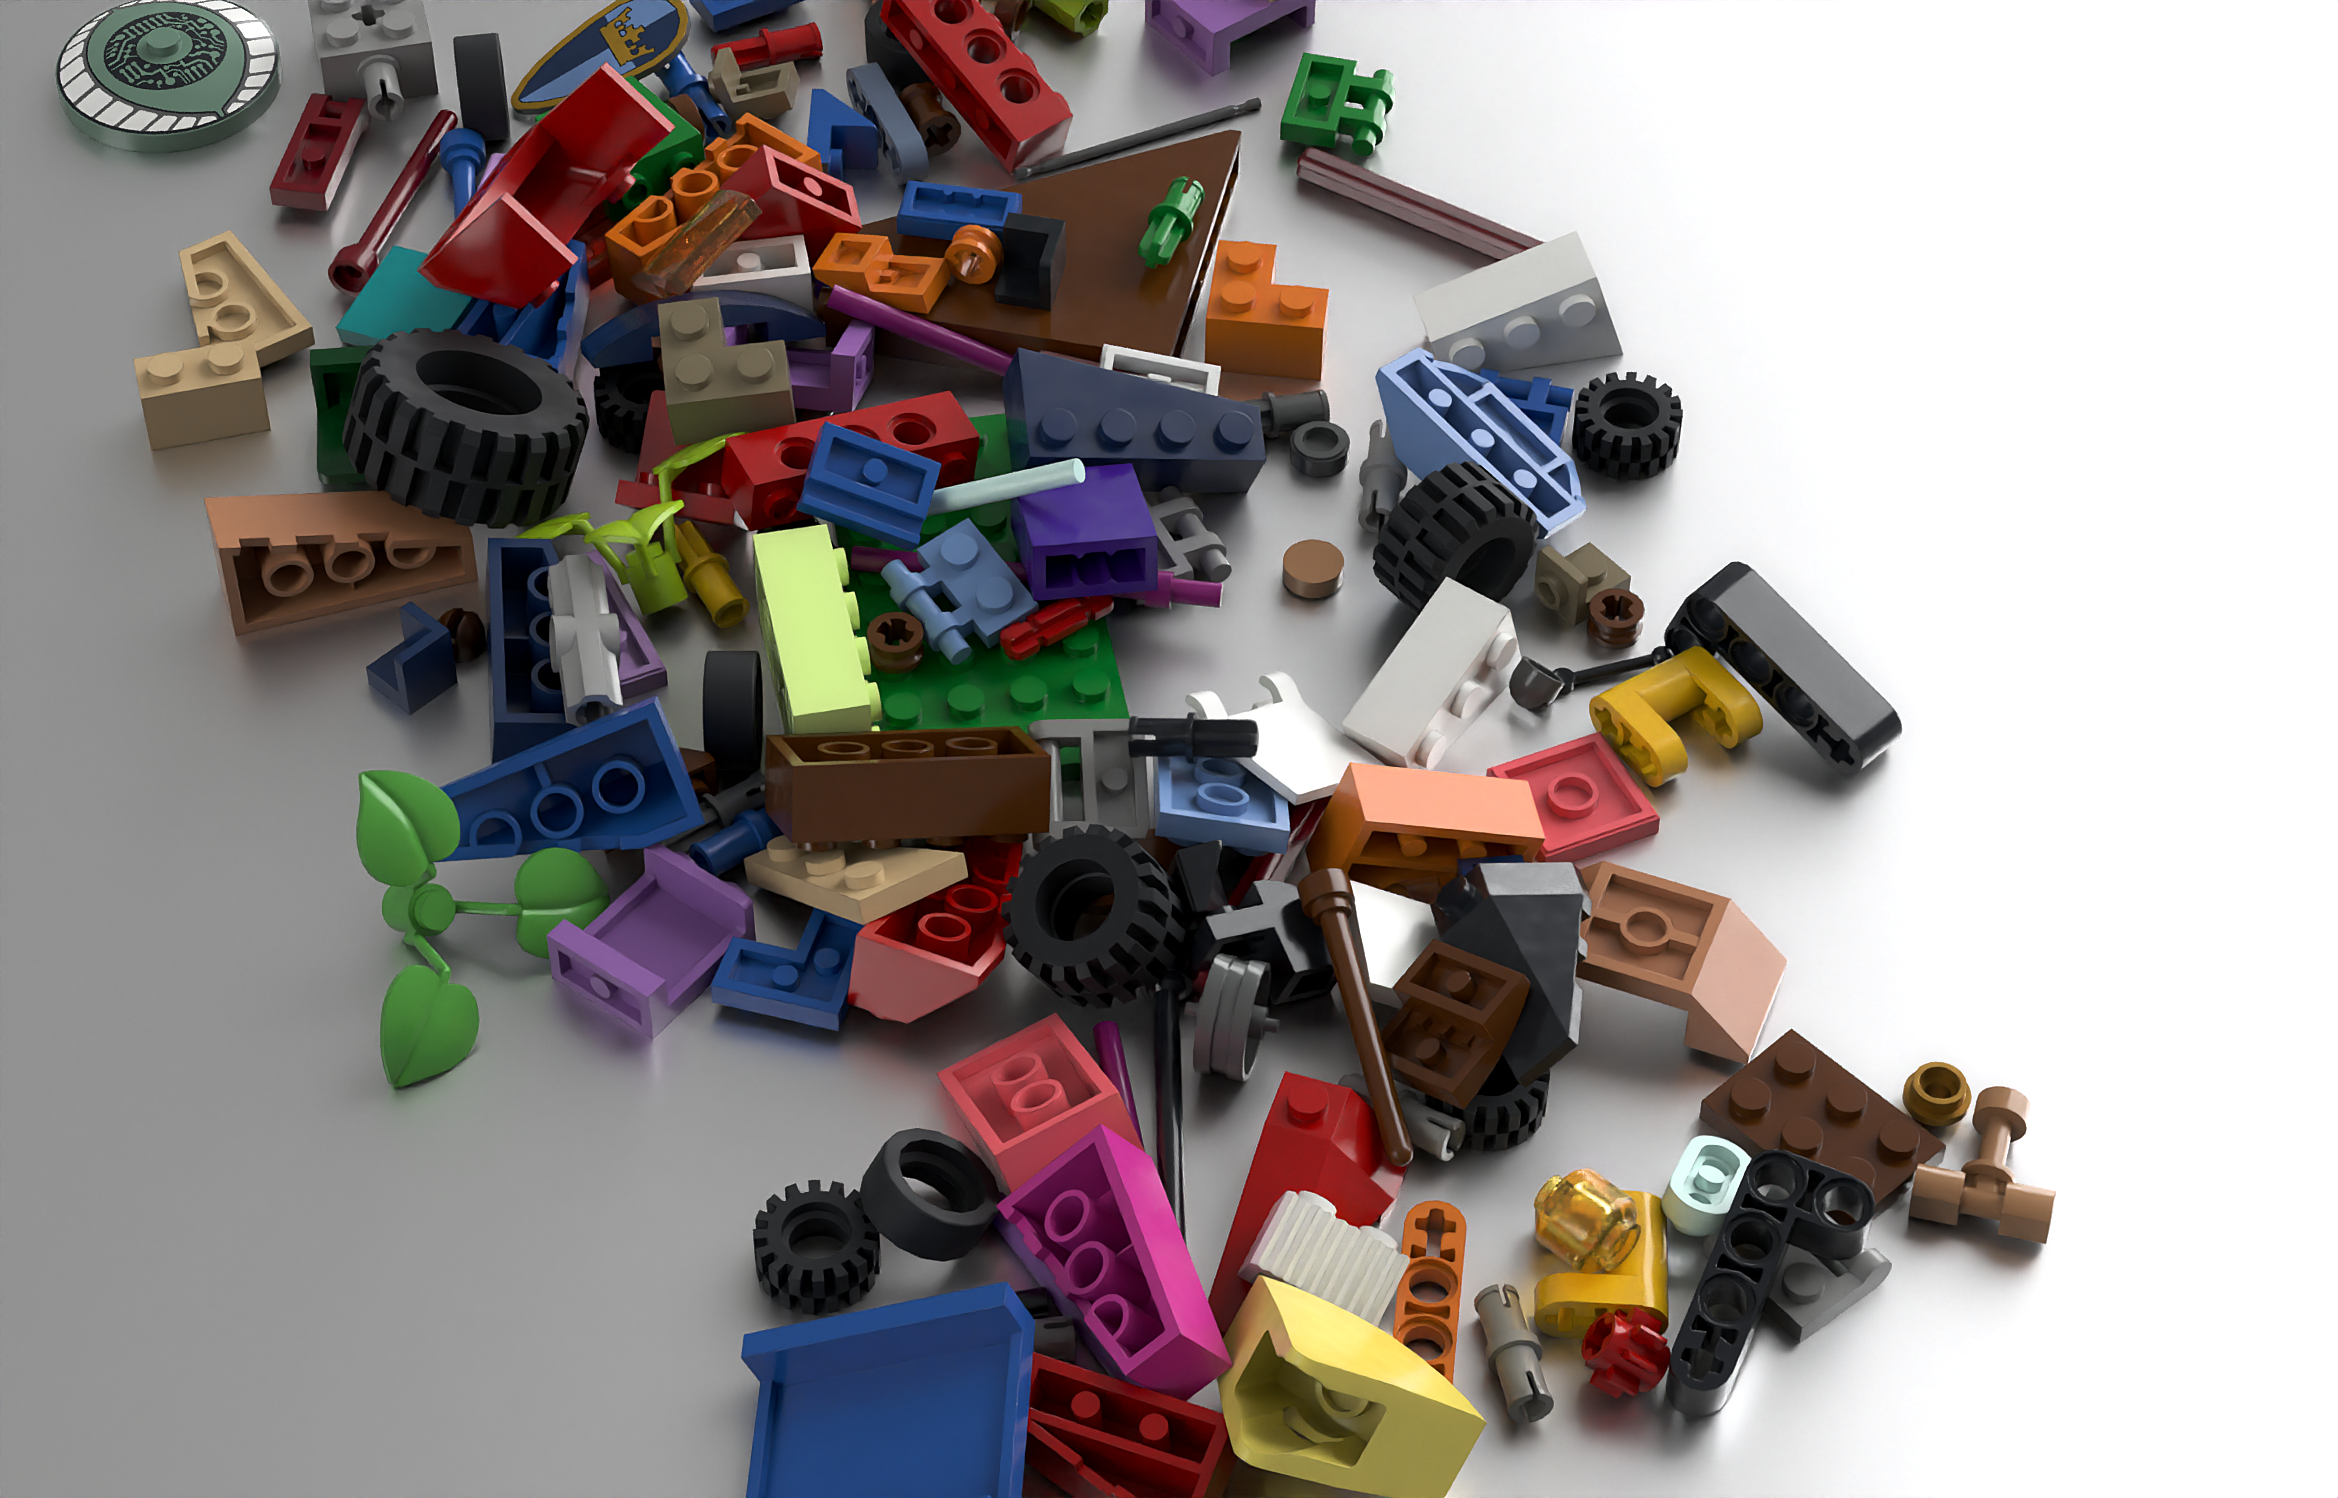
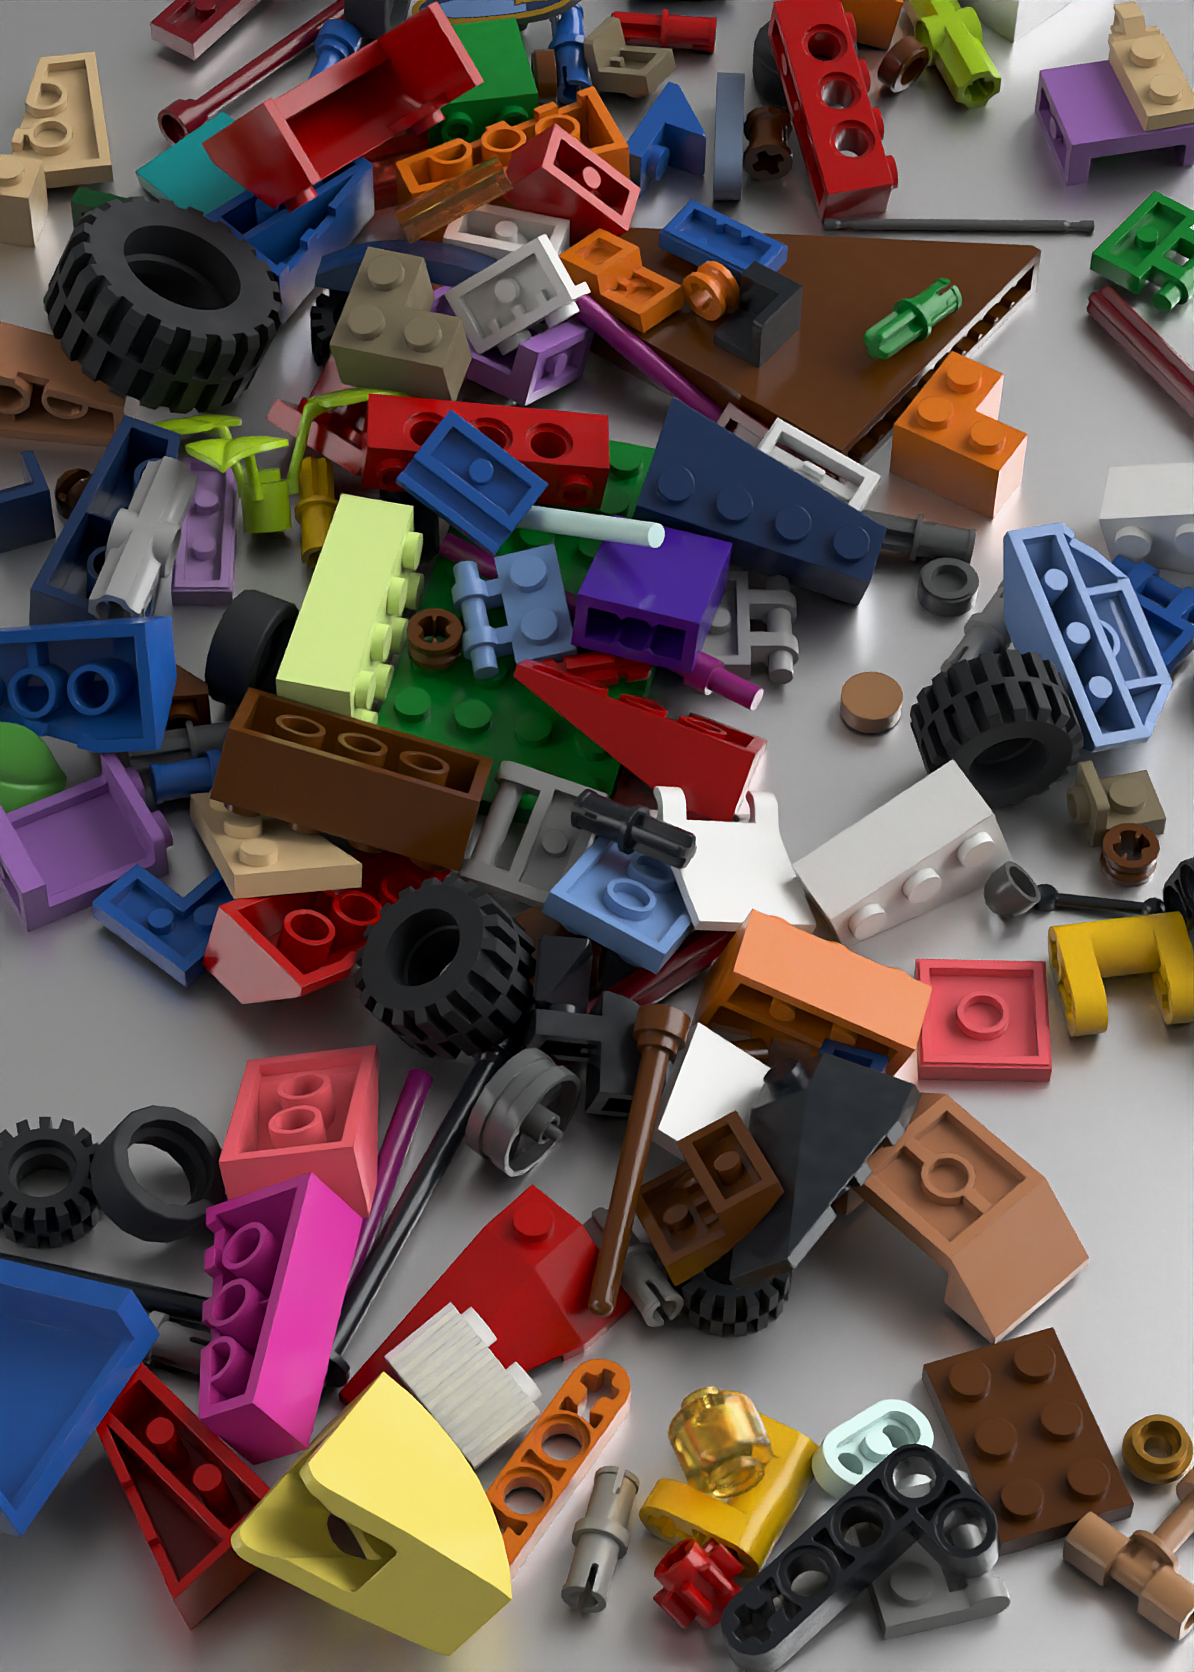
camera: 25 degrees right, 5 degrees up
(805, 309) = (514, 296): none -> white bracket
(1159, 662) = (694, 753): none -> red wedge

